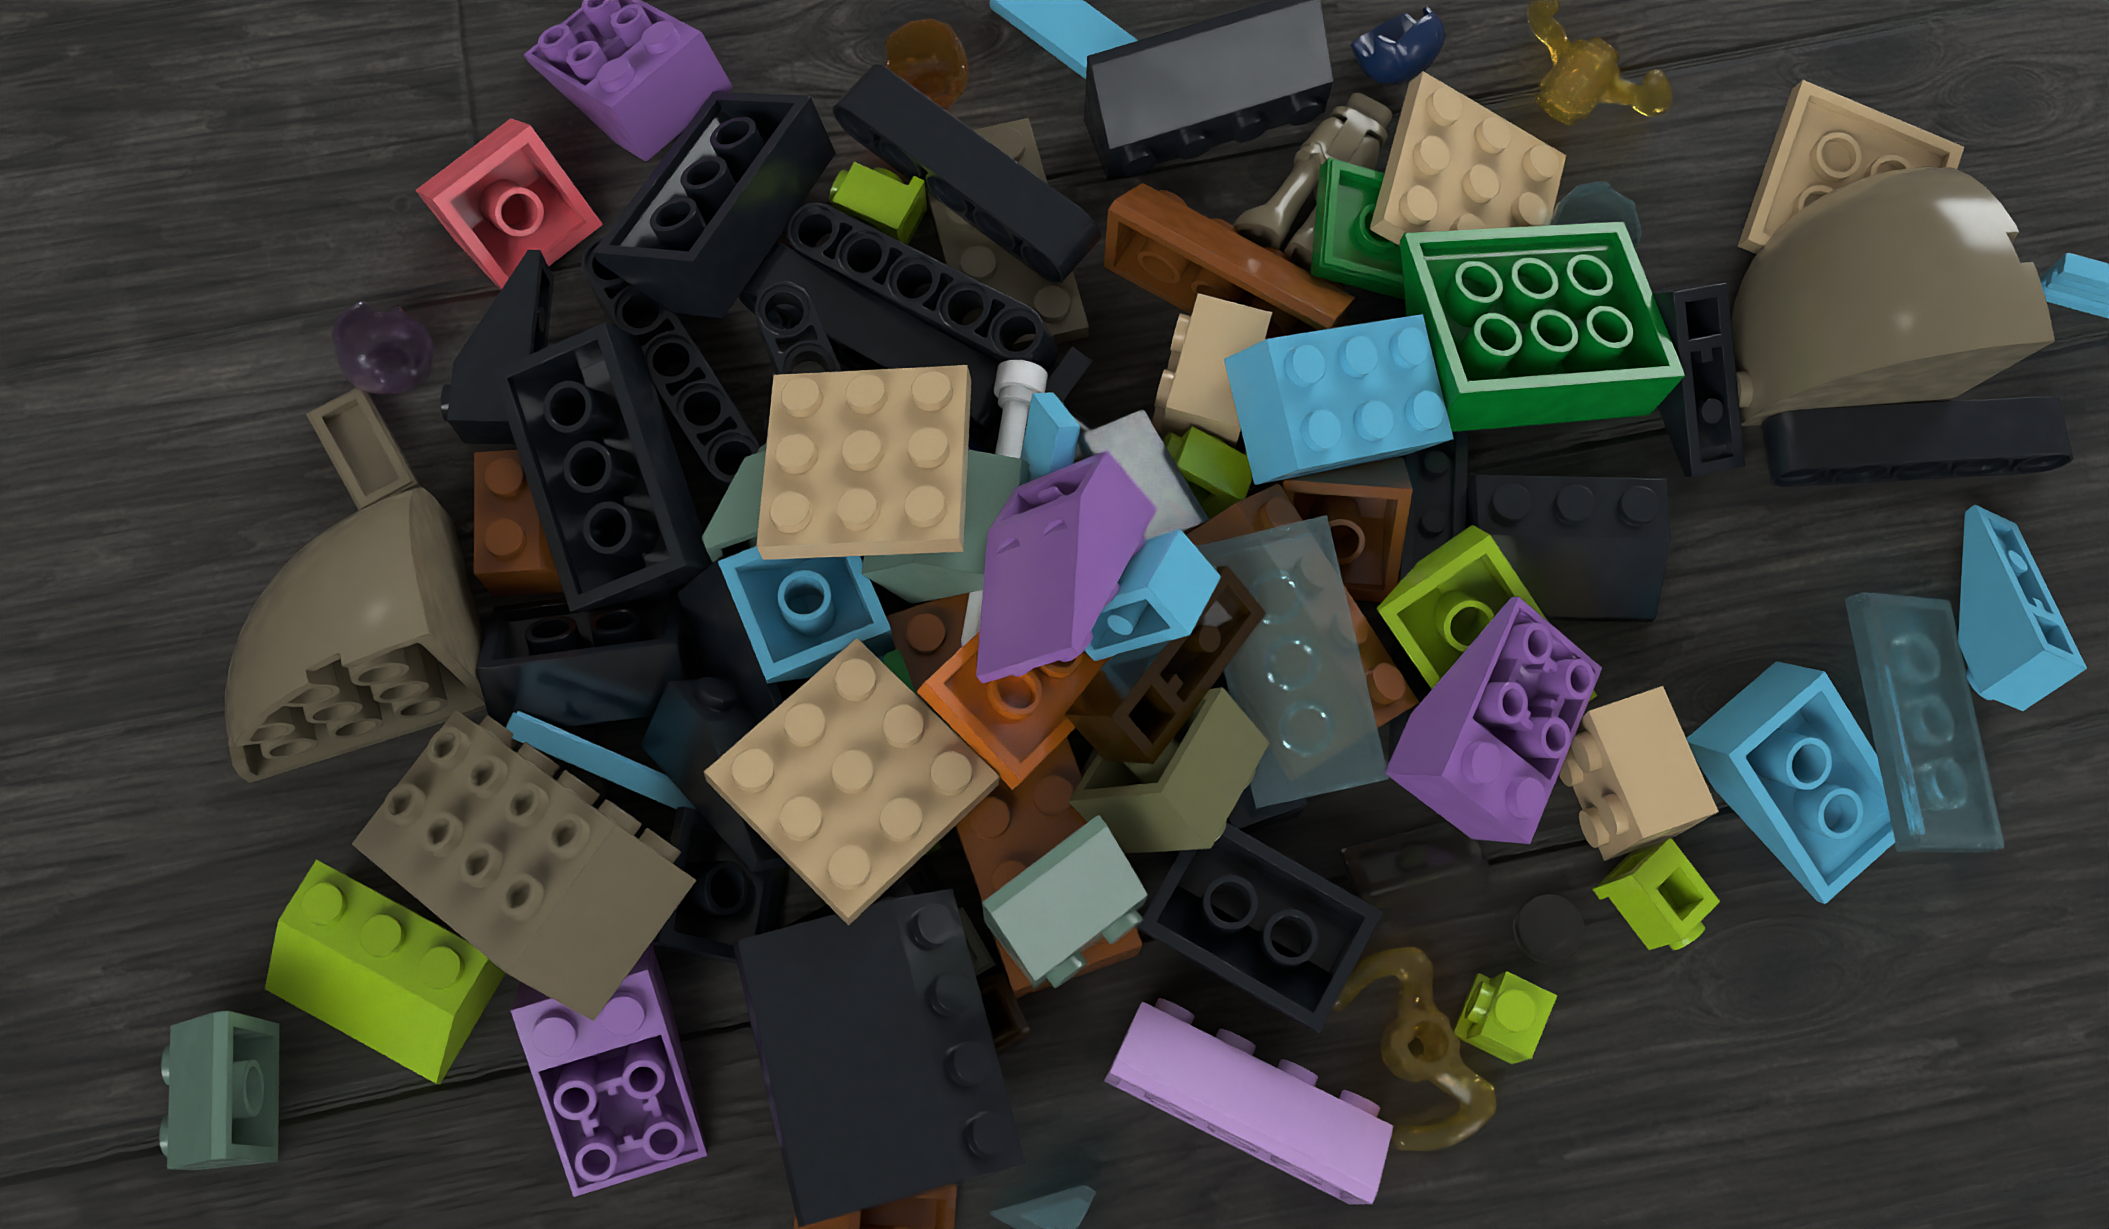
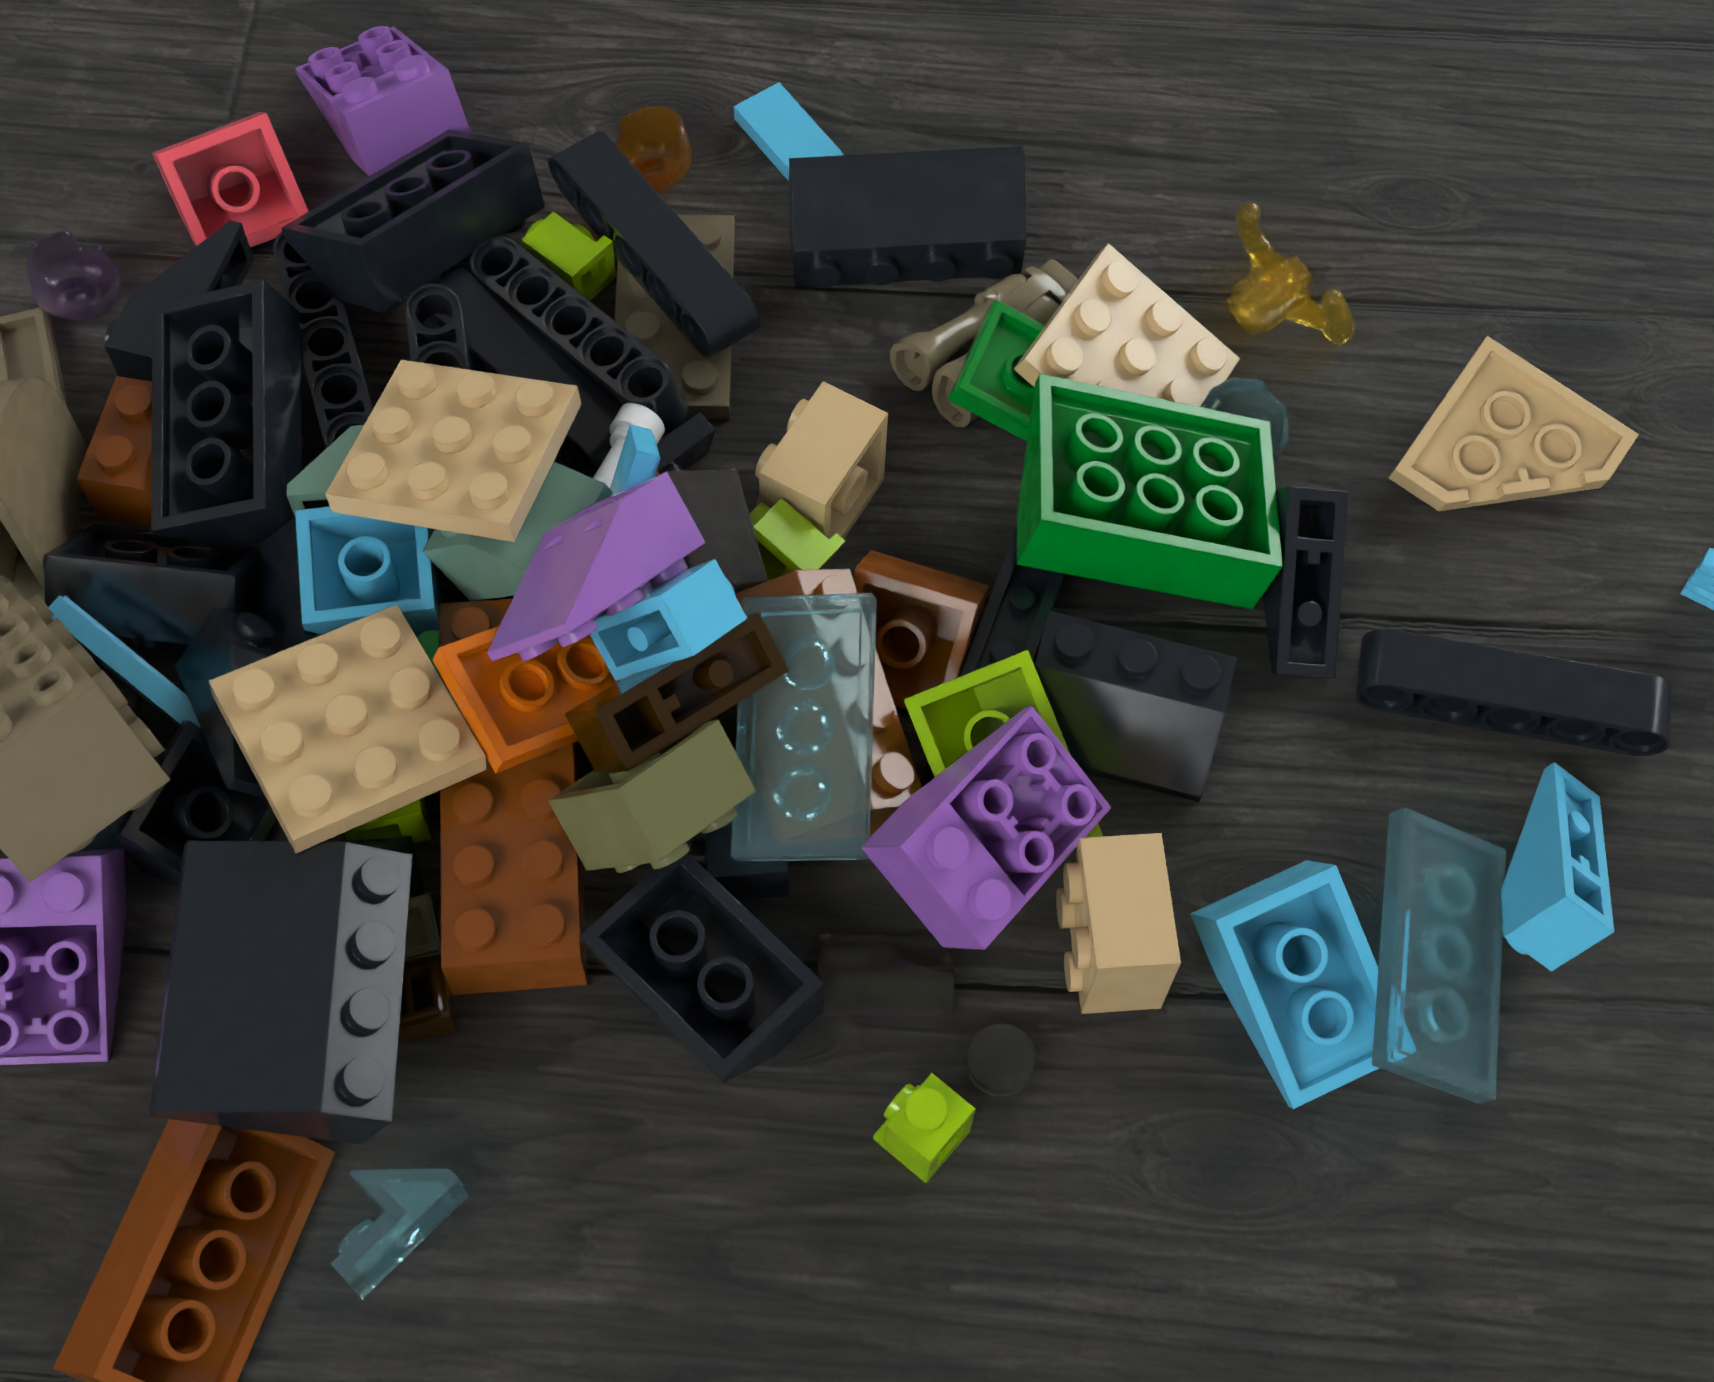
camera: 15 degrees right, 10 degrees down
(1066, 905) = (504, 880): sand green slope -> none
(1183, 253) = (818, 340): dark orange slope -> none
(1253, 1104) = (639, 1138): lavender slope -> none
(1337, 398) = (926, 501): medium azure brick -> none
(1400, 47) = (1118, 224): dark blue hair -> none
(1440, 1048) = (841, 1112): clear yellow piece -> none
(1659, 895) = (1119, 1051): lime brick -> none
(1885, 298) = (1493, 543): dark tan brick -> none

